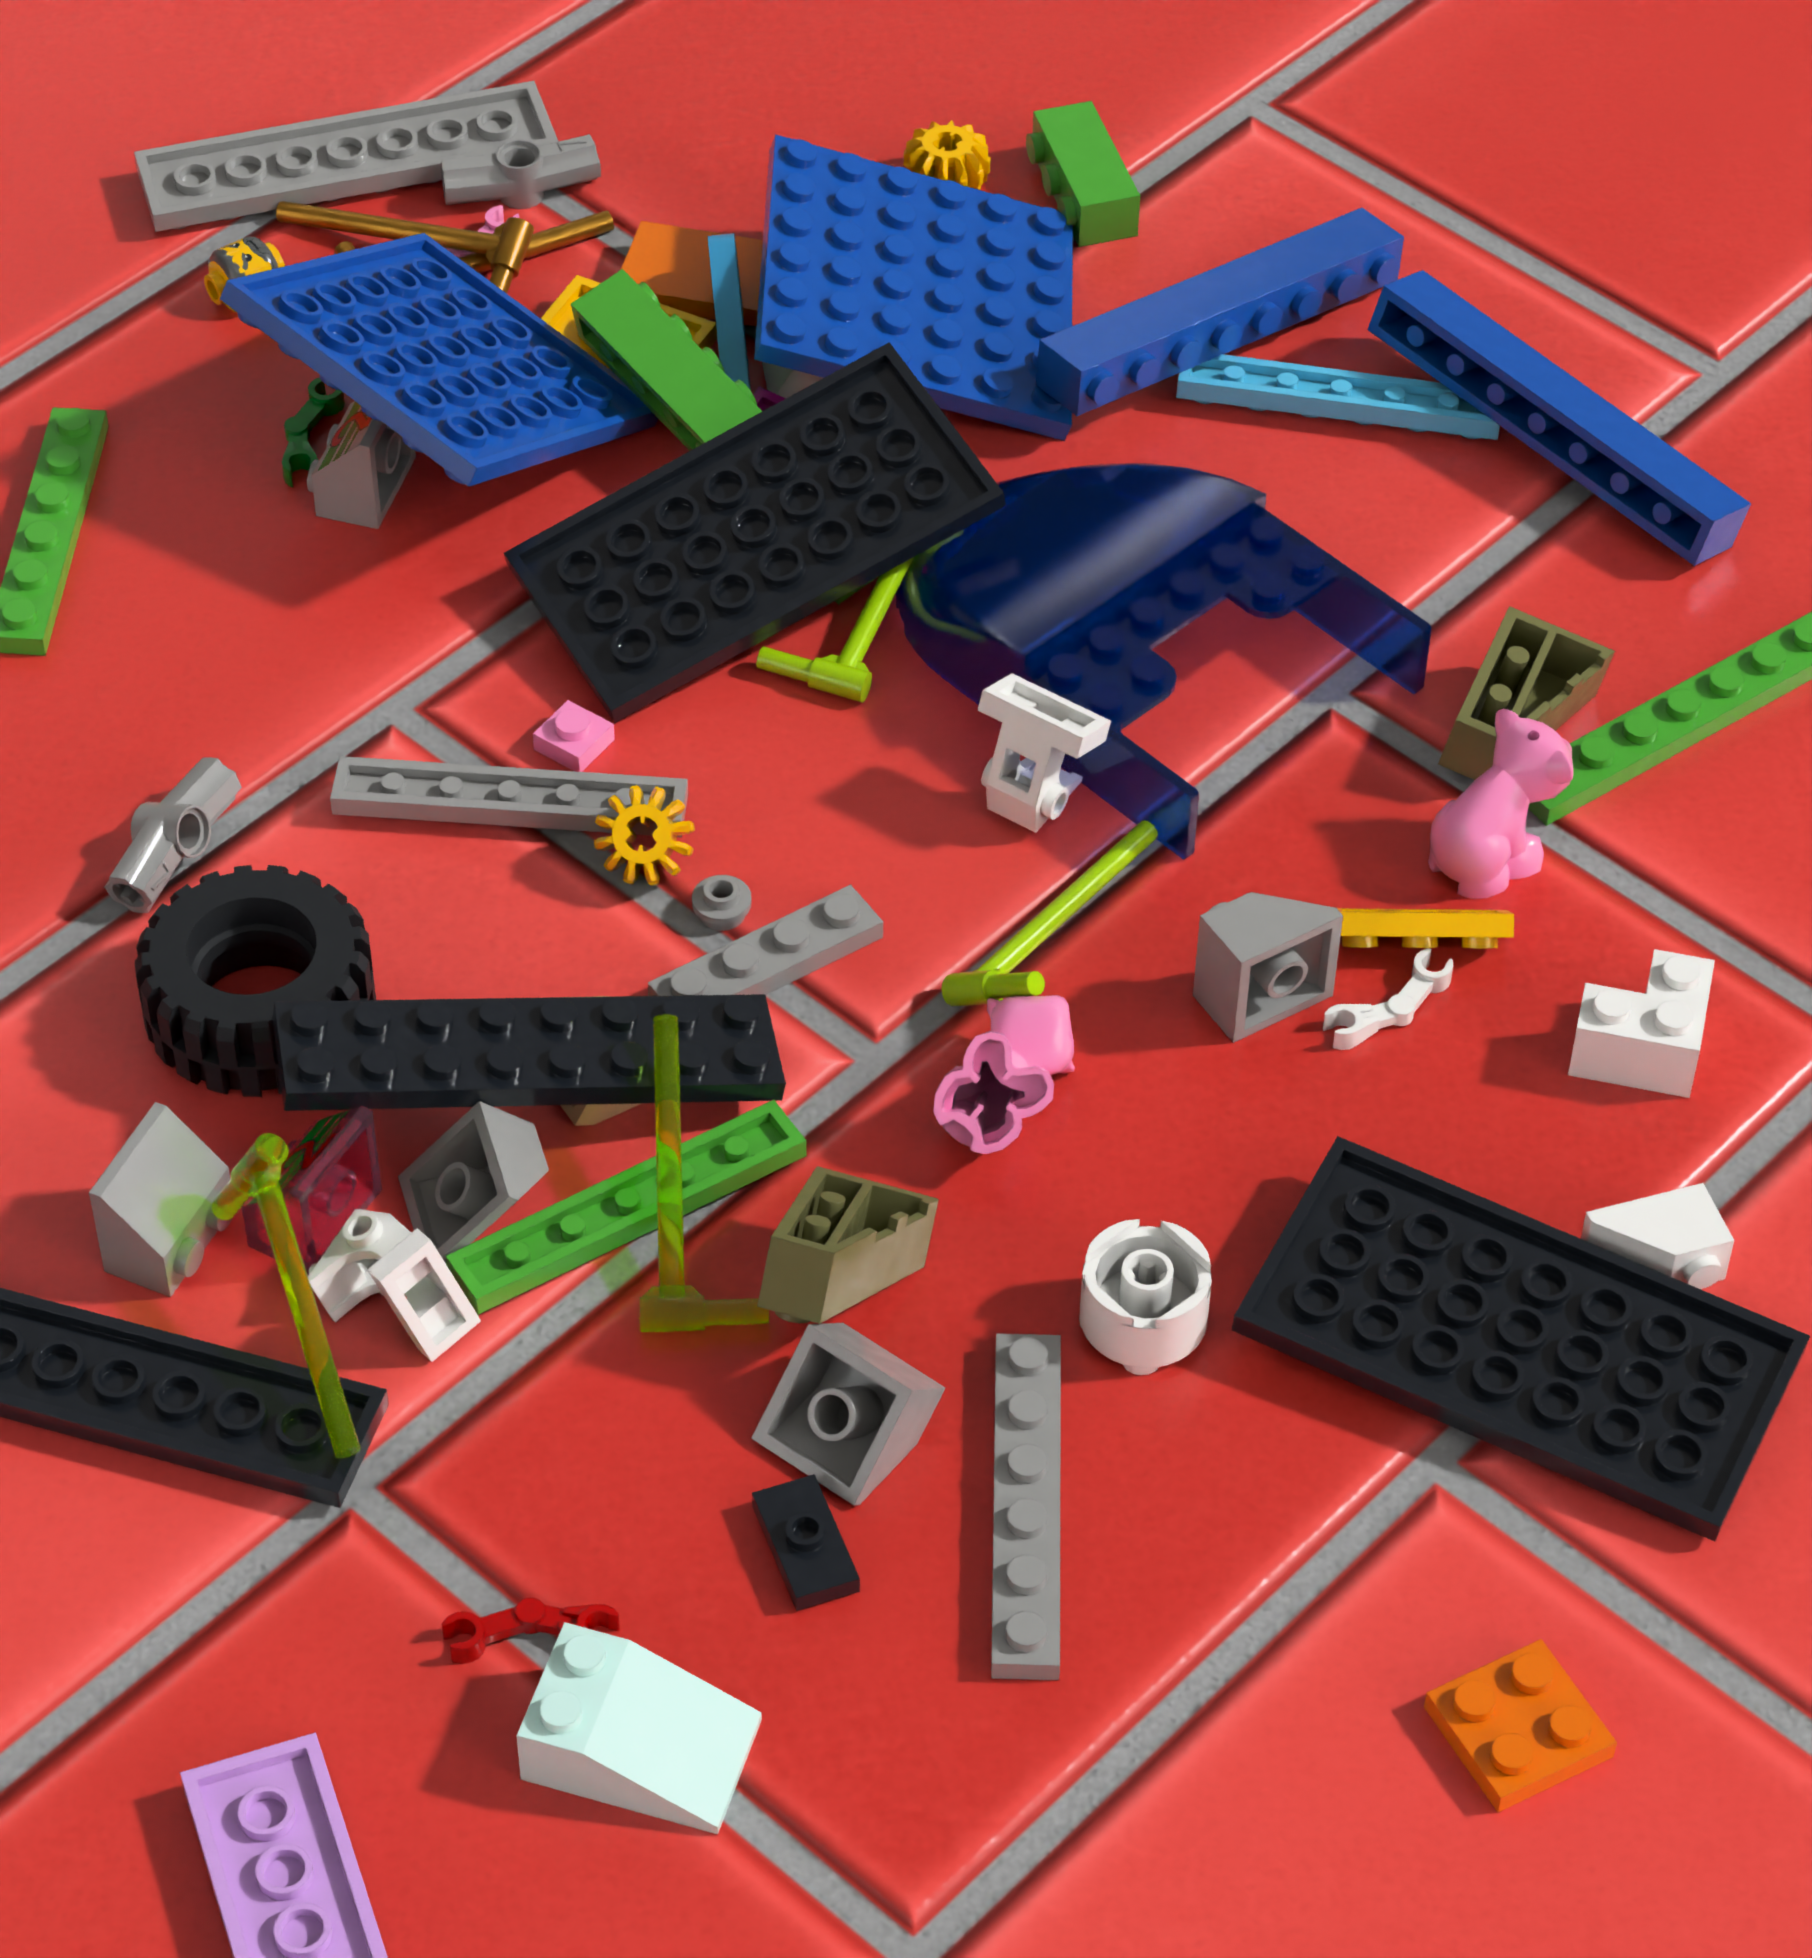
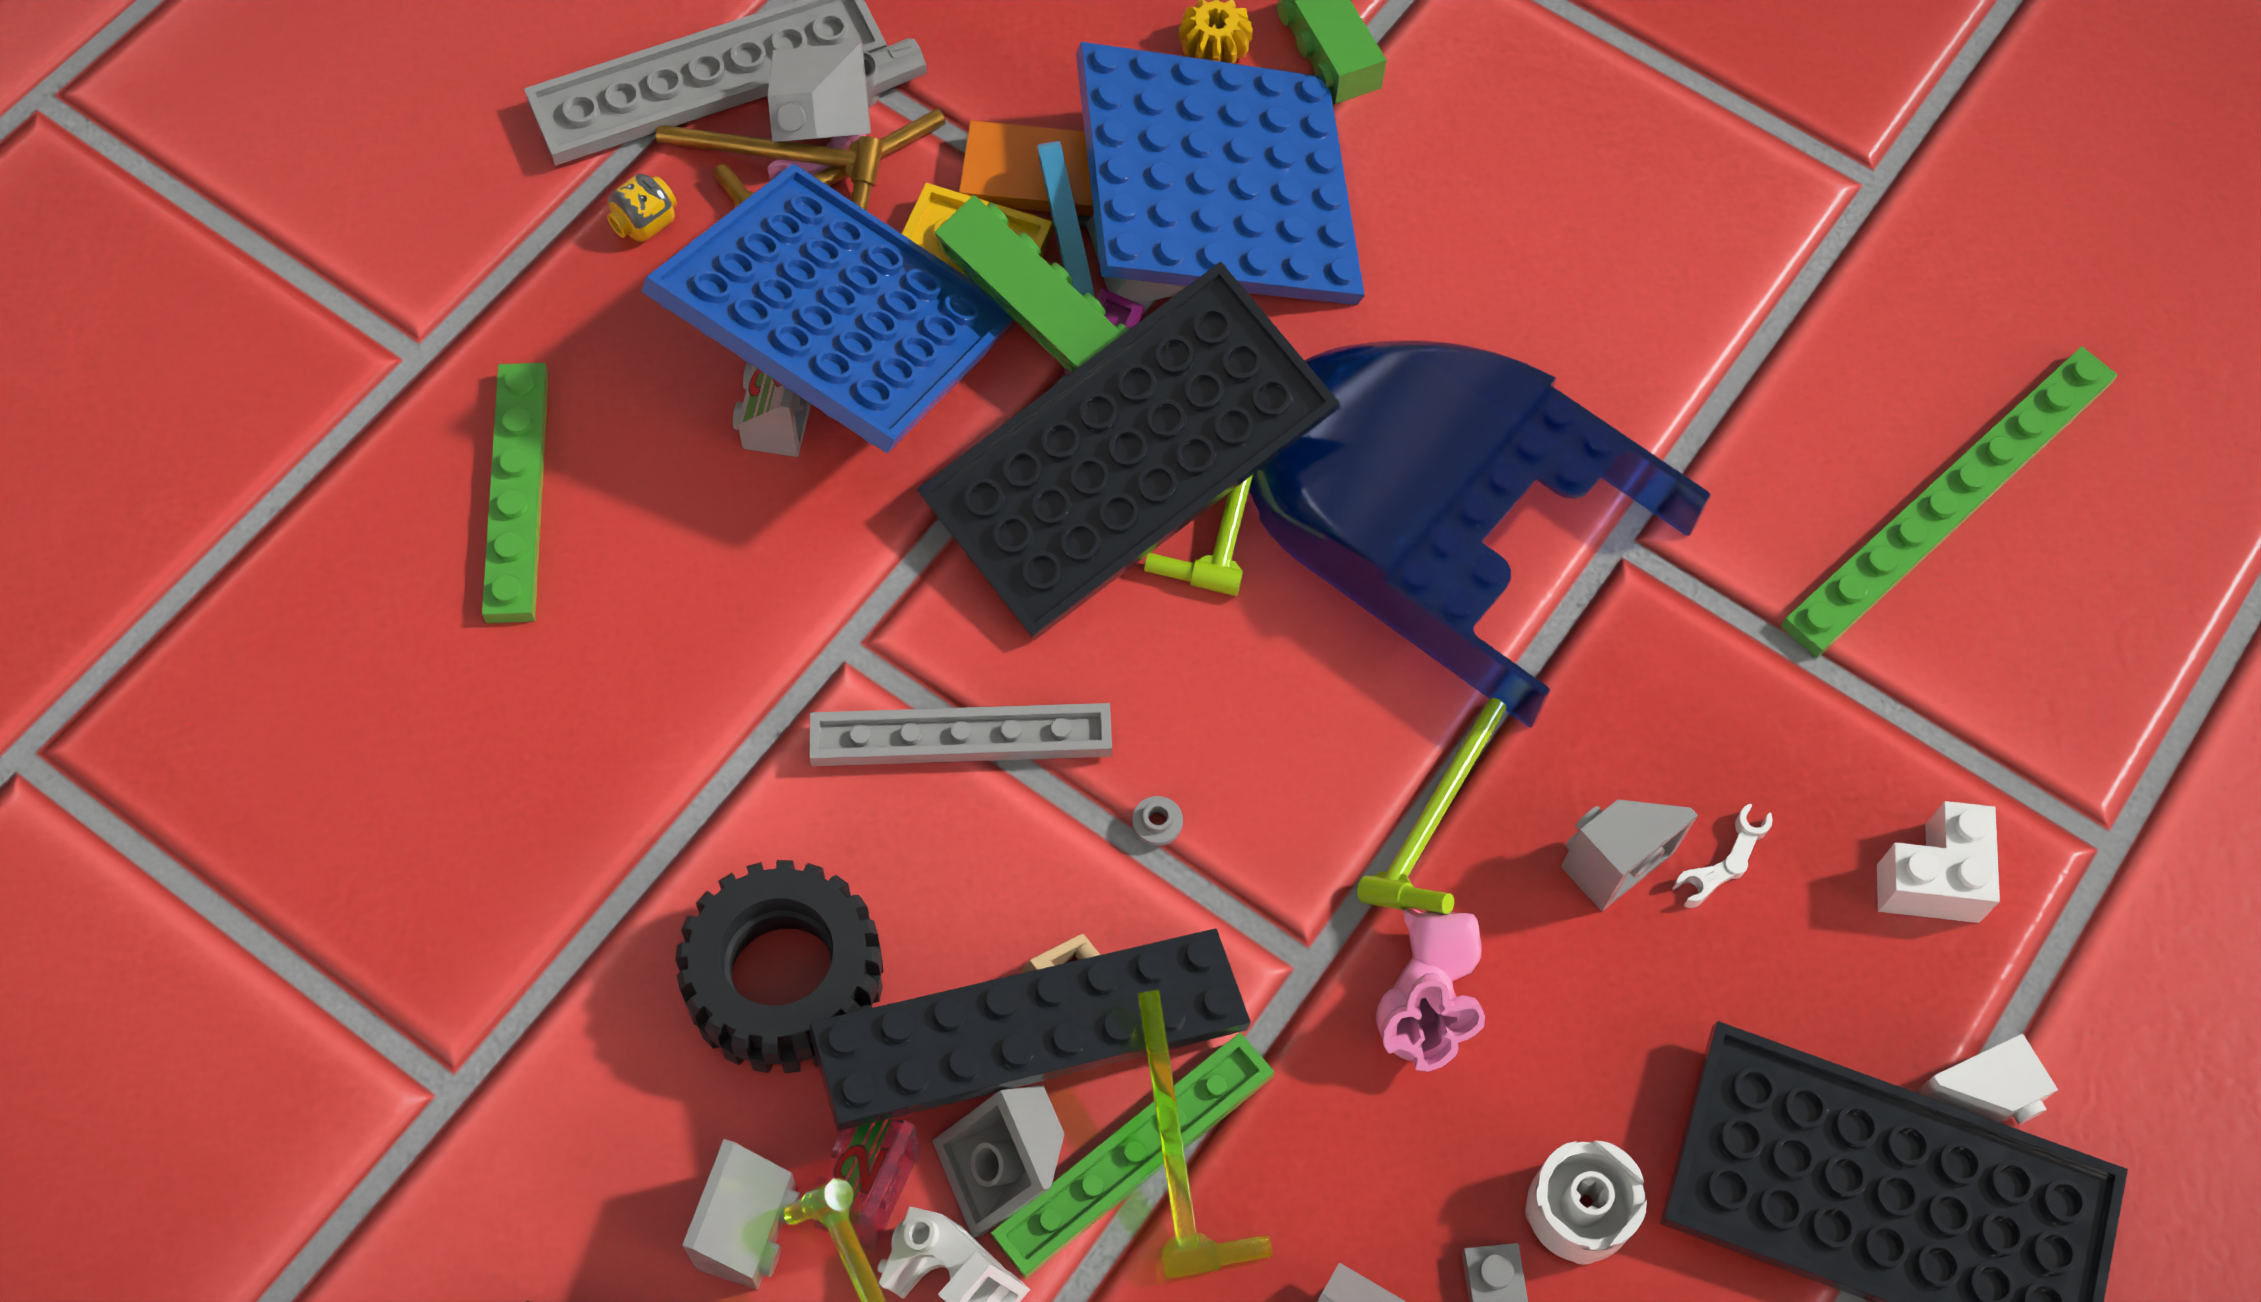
camera: 10 degrees left, 15 degrees up
(169, 831) = (678, 809): light grey piece -> none
(298, 428) = (718, 386): green piece -> none
(467, 174) = (818, 92): none -> light grey slope
(573, 736) = (1002, 661): bright pink plate -> none
(624, 835) = (1085, 790): yellow gear -> none
(779, 950) = (1205, 874): light grey plate -> none
(843, 1245) = (1327, 1193): olive wedge -> none
(1043, 731) = (1402, 660): white tile -> none
(1218, 311) = (1471, 175): blue brick -> none
(1335, 395) = (1580, 241): medium azure plate -> none
(1423, 926) = (1740, 781): yellow plate -> none
(1483, 831) = (1786, 679): bright pink animal -> none
(1528, 670) = (1780, 542): olive wedge -> none
(1559, 417) = (1766, 253): blue brick -> none

